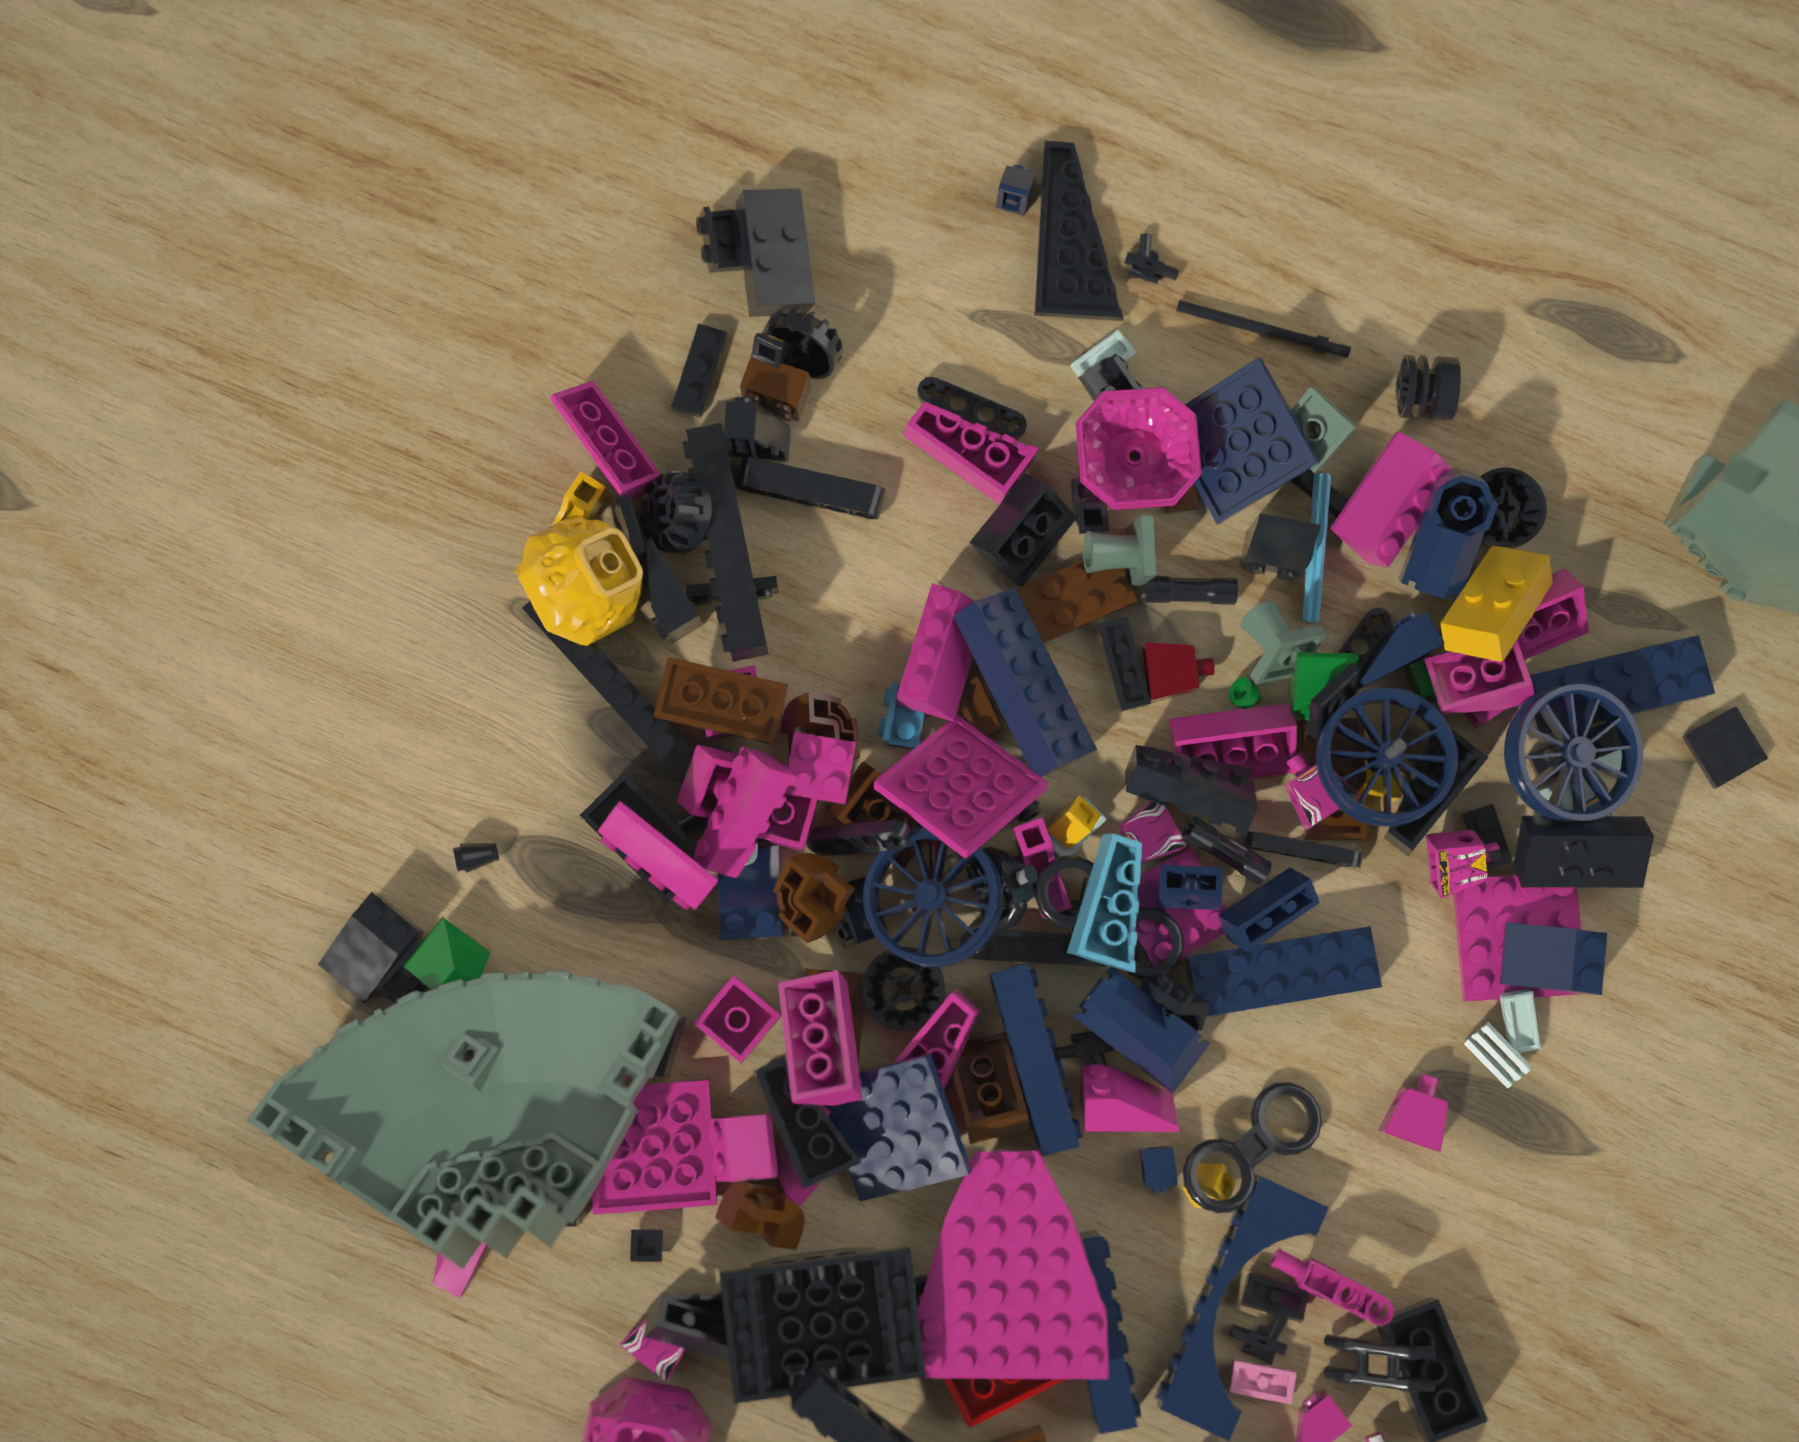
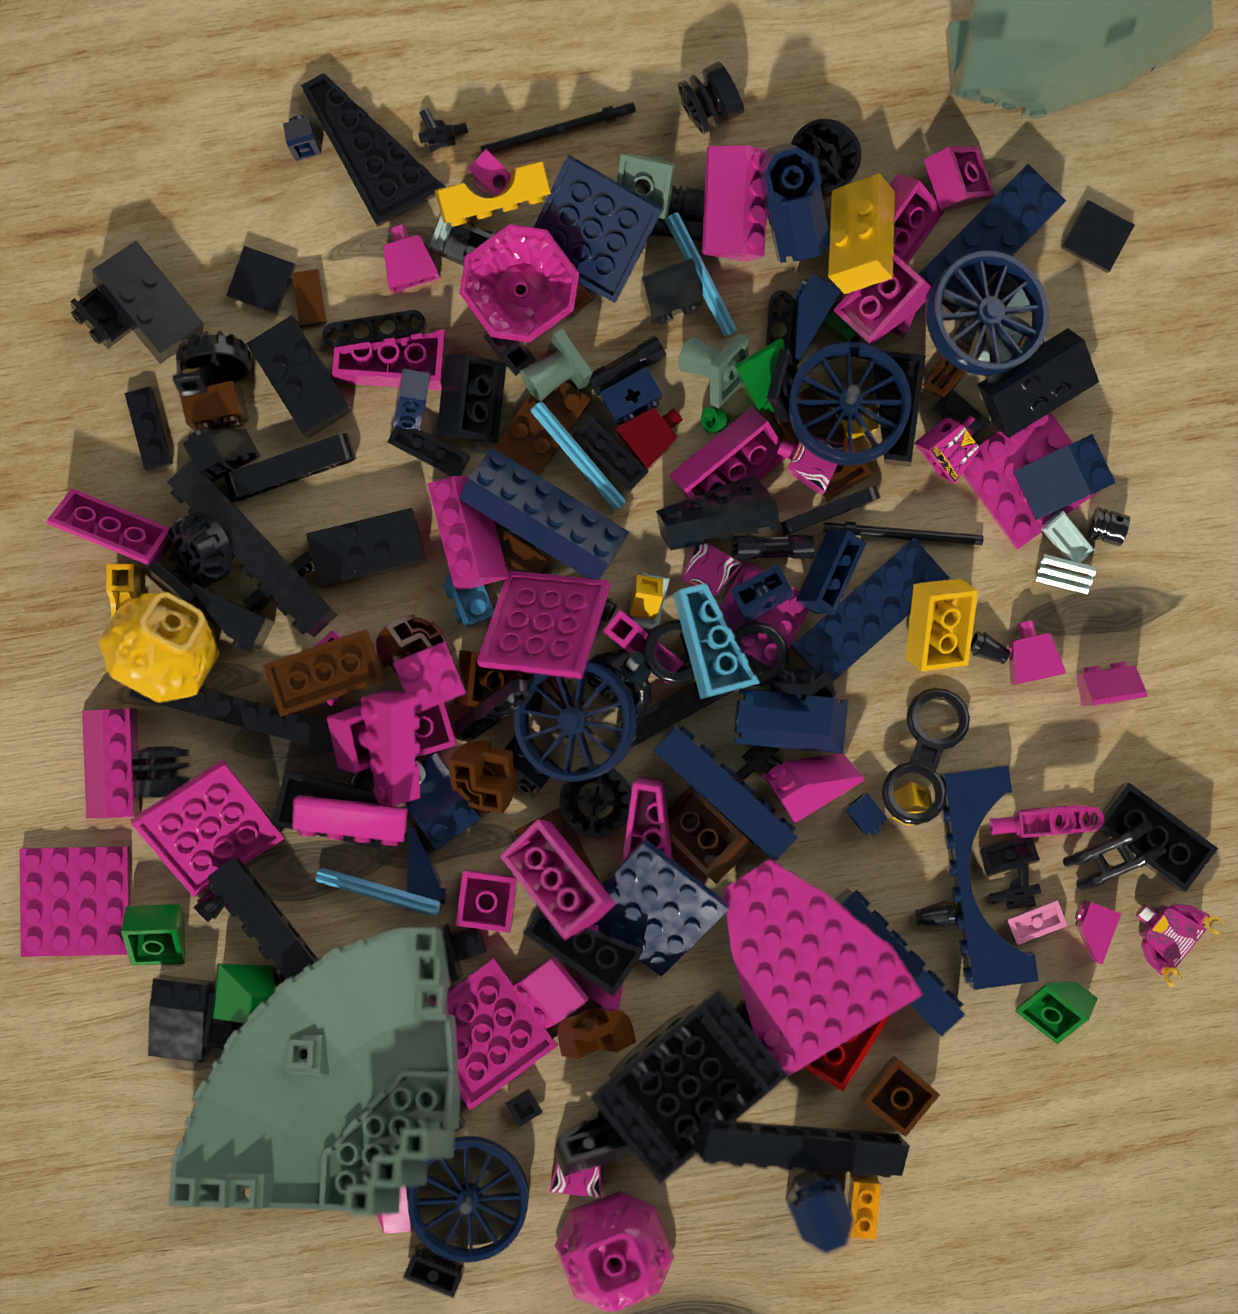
camera: 30 degrees left, 5 degrees up
(344, 772) = (73, 900): none -> dark pink plate
(399, 851) = (154, 934): none -> green slope
(457, 1352) = (434, 1272): none -> black brick
(463, 661) = (108, 771): none -> dark pink slope
(505, 700) = (160, 771): none -> black wheel
(511, 899) = (261, 918): none -> black brick
(515, 780) = (206, 826): none -> dark pink plate
(536, 1301) = (468, 1199): none -> dark blue wheel
(639, 944) = (378, 891): none -> medium azure axle
(689, 959) = (421, 872): none -> dark blue slope
(694, 1050) = (469, 943): none -> black plate
(835, 608) = (366, 547): none -> black brick
(872, 409) = (299, 377): none -> black brick
(893, 297) = (260, 280): none -> black tile
(928, 341) = (309, 297): none -> reddish brown tile
(952, 552) = (430, 450): none -> black plate
(966, 494) = (411, 399): none -> dark blue brick
(1043, 364) = (407, 261): none -> dark pink torso
(1092, 646) = (577, 455): none -> medium azure axle
(1129, 338) = (525, 184): none -> yellow arch
(1167, 1311) = (936, 914): none -> black cone
(1174, 326) = (486, 171): none -> dark pink torso
(1192, 613) = (617, 394): none -> dark blue brick
(1345, 472) = (687, 202): none -> black piece
(1346, 1026) = (941, 624): none -> yellow brick
(1364, 919) = (907, 534): none -> black bar
(1377, 1079) = (988, 648): none -> black cone
(1477, 1191) = (1110, 685): none -> dark pink slope
(1480, 798) = (953, 382): none -> reddish brown tile
(1568, 1035) = (1109, 526): none -> black piece
(1622, 607) = (958, 177): none -> dark pink slope

